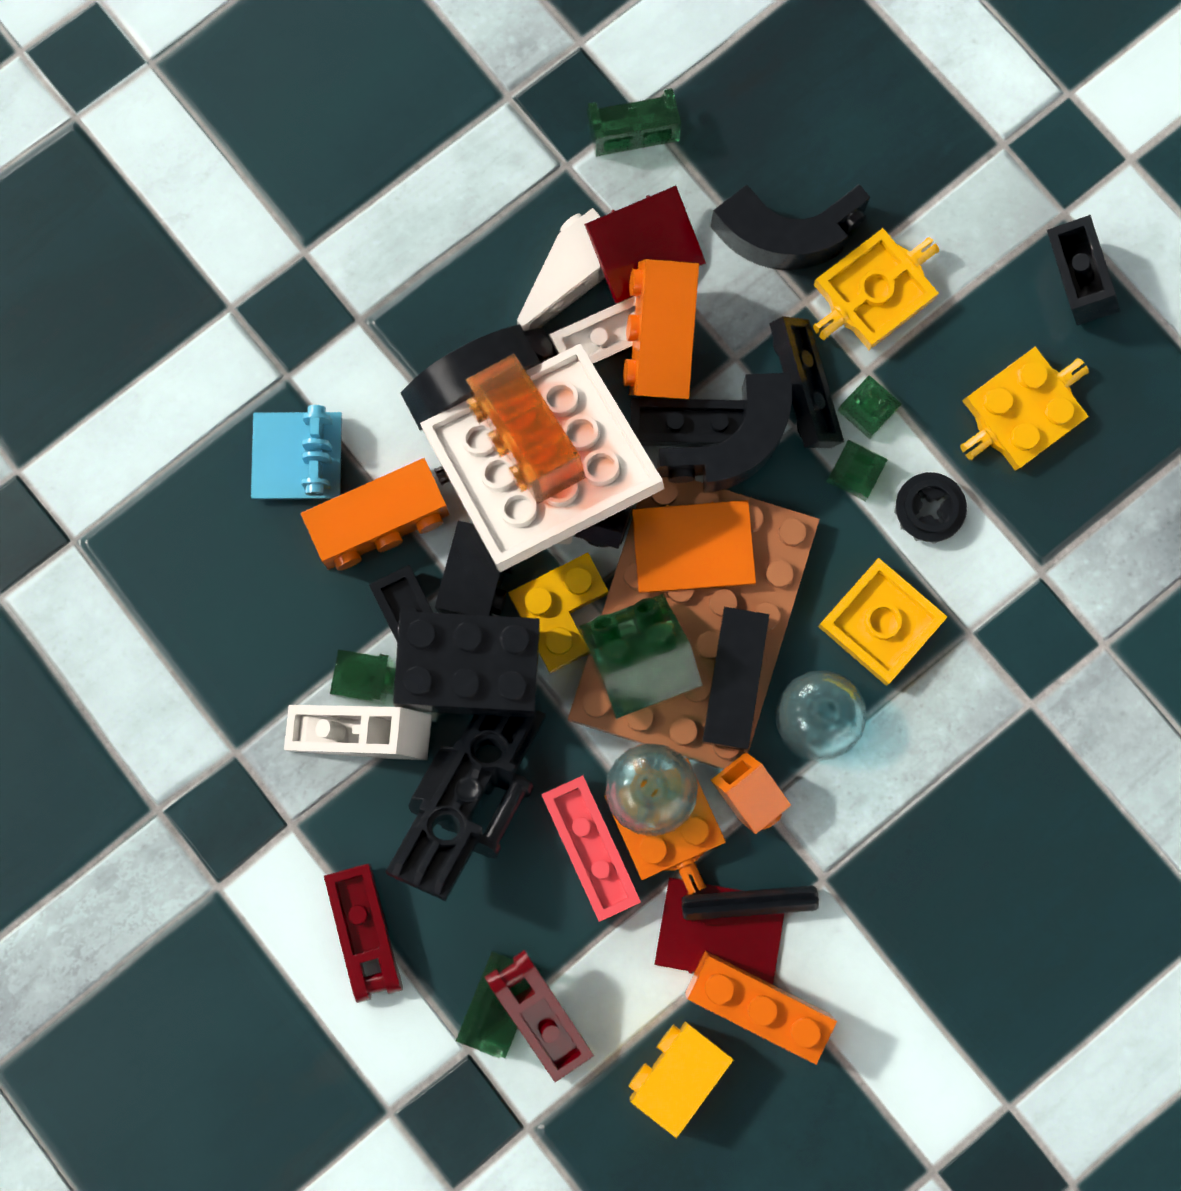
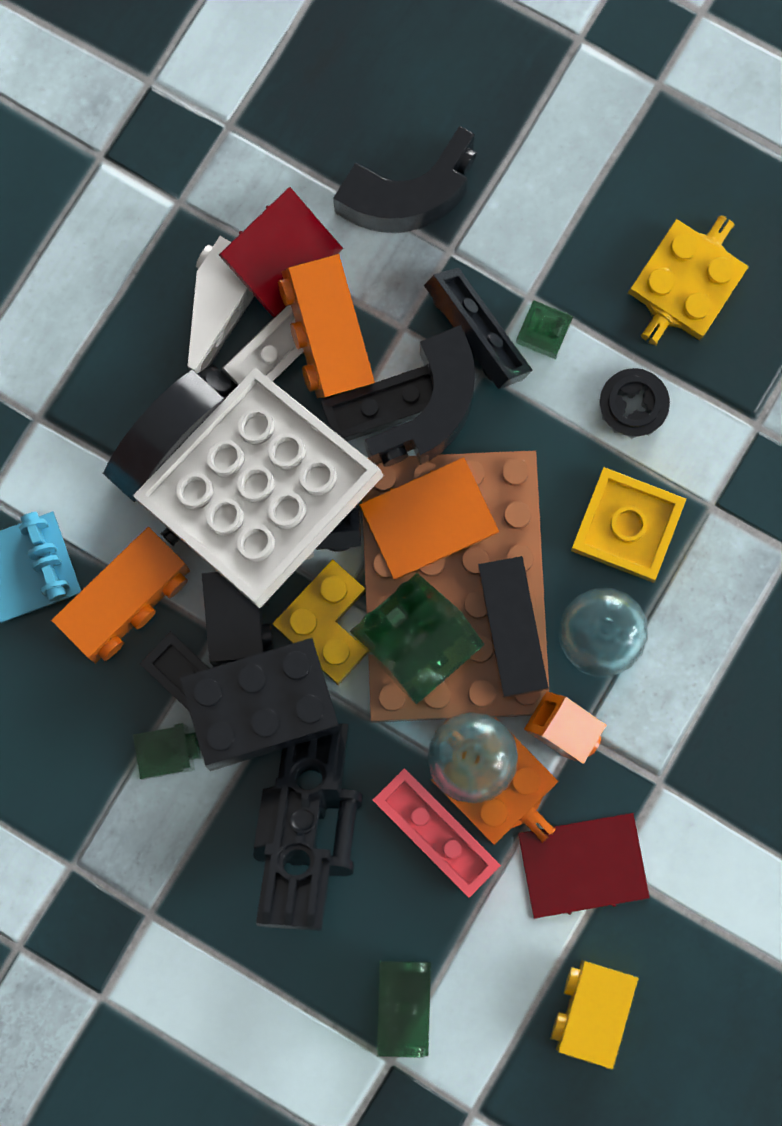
camera: 15 degrees left, 0 degrees up
(358, 731) = (180, 804): white slope -> none
(362, 931) = (252, 987): dark red plate -> none
(524, 429) = (233, 467): clear orange brick -> none
(540, 1017) = (447, 1006): dark red plate -> none
(634, 124) = (229, 141): clear green hinge -> none
(750, 903) = (601, 829): black axle -> none
(760, 1007) = (645, 921): orange brick -> none
(857, 470) = (554, 392): clear green tile -> none
(876, 288) = (510, 217): yellow plate -> none
(1083, 270) = (695, 132): black brick -> none

